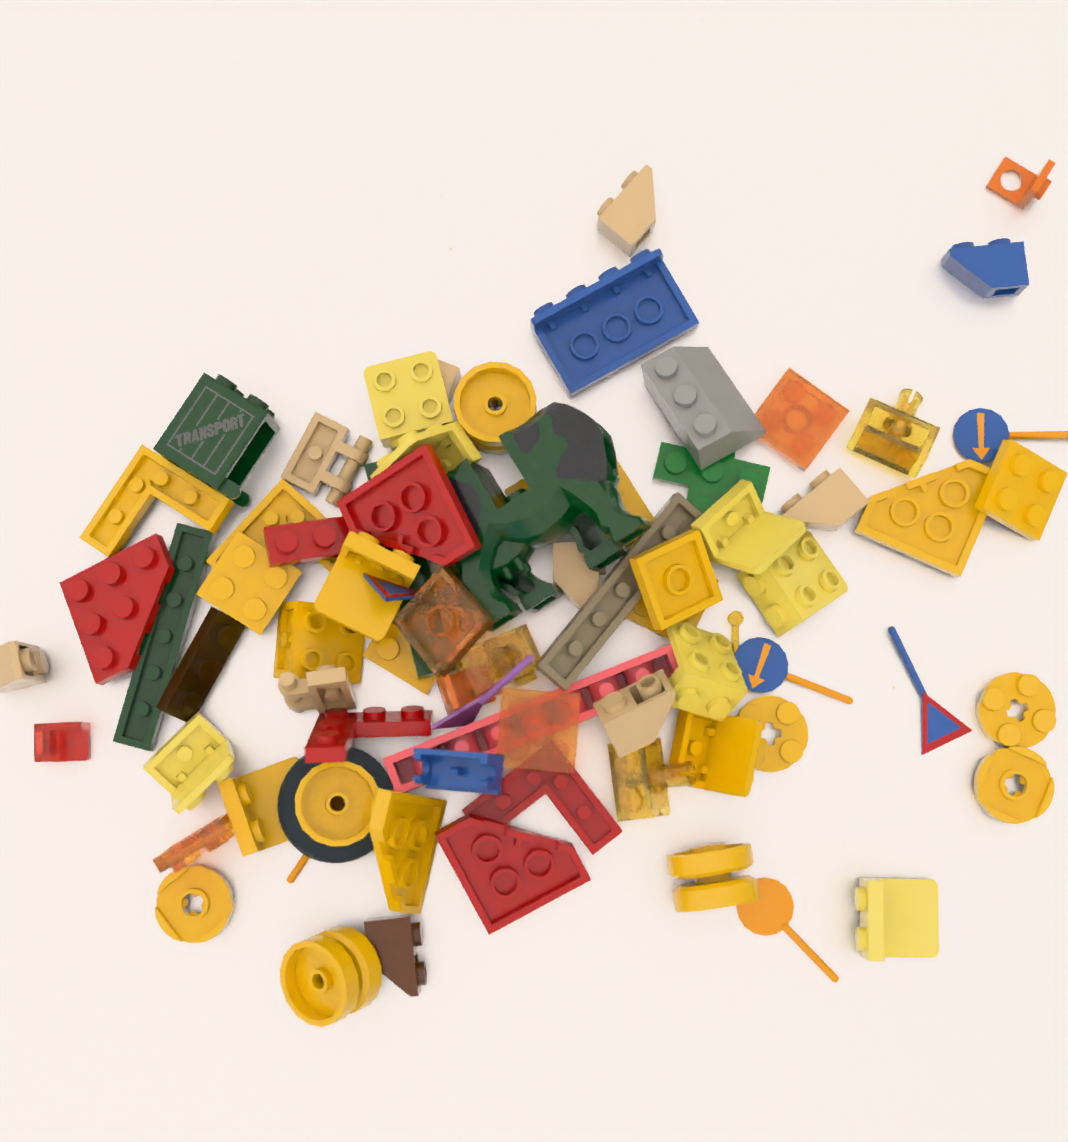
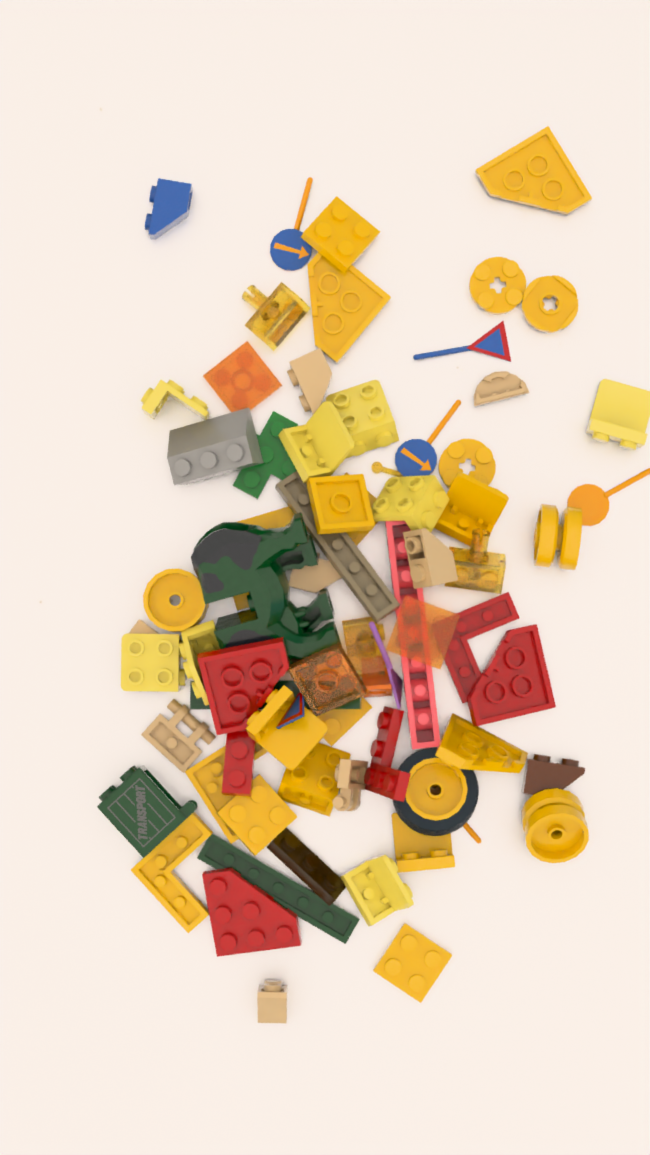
camera: 80 degrees left, 5 degrees up
(62, 742) = (335, 981): clear red panel -> none
(111, 835) = (412, 962): none -> yellow plate
(172, 900) = (492, 921): yellow plate -> none
(187, 850) = (438, 908): clear orange plate -> none
(460, 771) = (437, 695): blue hinge -> none
(612, 321) = (133, 495): blue bracket -> none
(631, 215) = (55, 459): tan slope -> none
(749, 317) = (156, 398): none -> light yellow bracket
(885, 748) = (499, 387): none -> tan plate
(1031, 184) = (116, 156): orange bracket -> none

